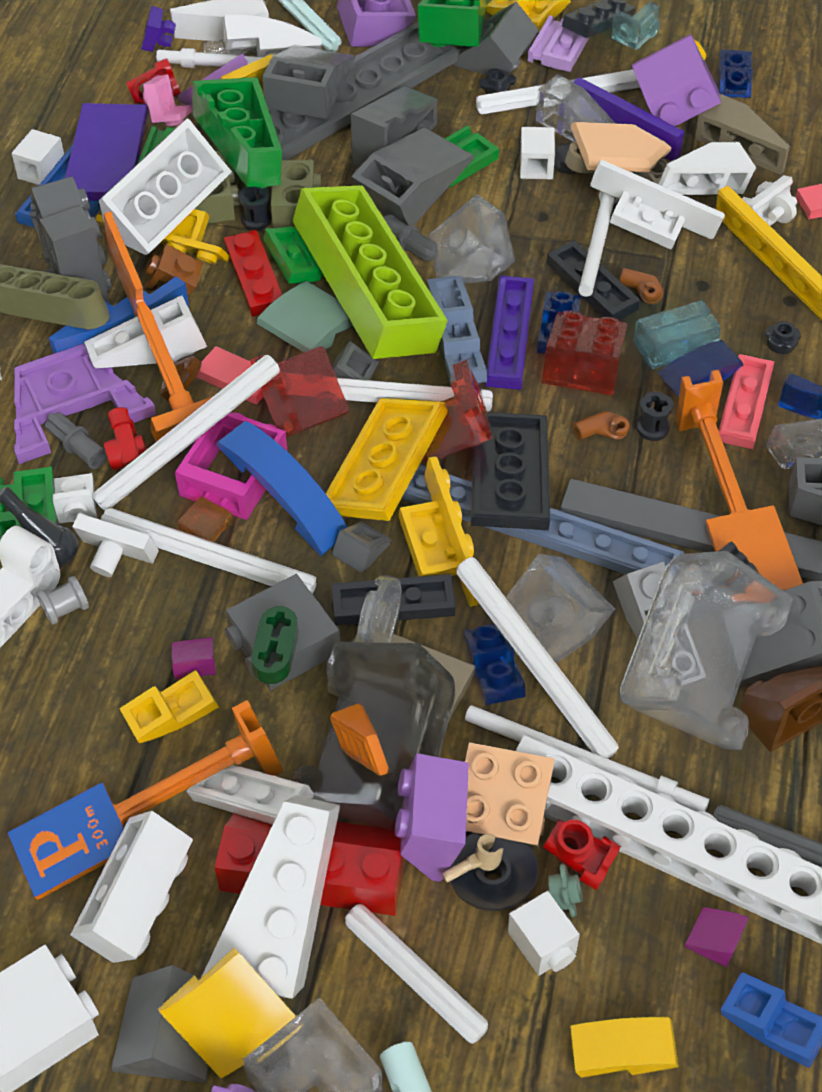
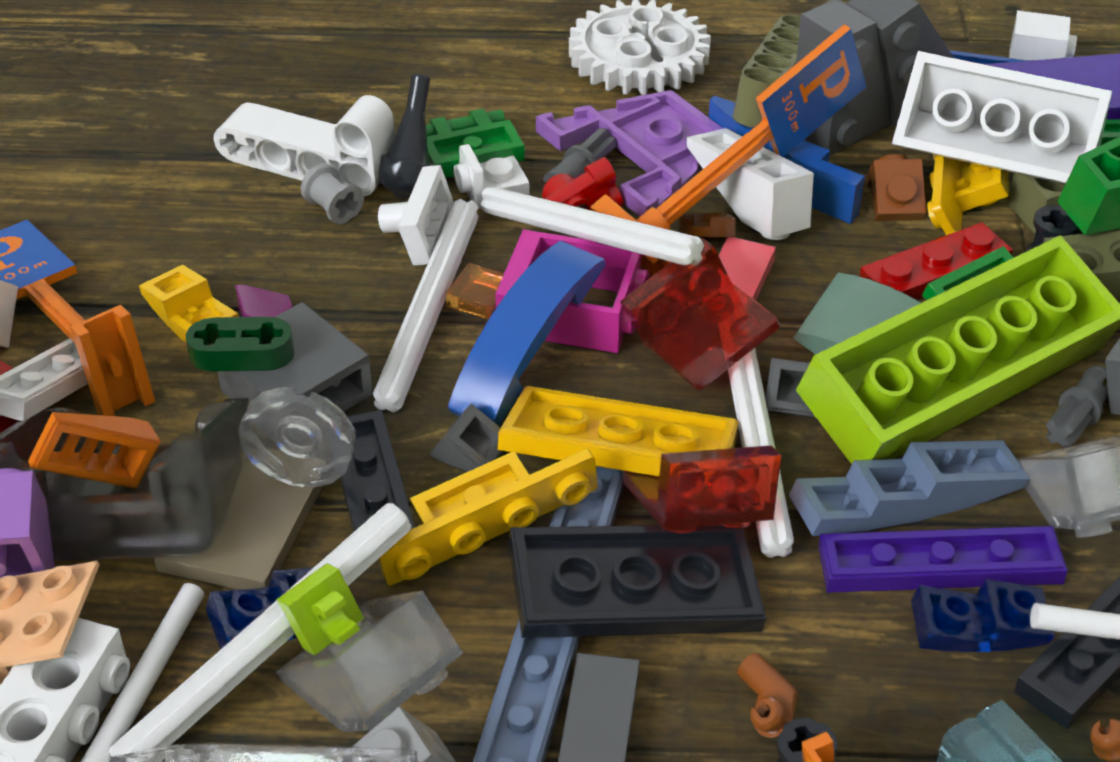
camera: 80 degrees right, 10 degrees down
(536, 612) = (321, 610): none -> lime tile
(584, 352) = (921, 637): clear red bracket -> none

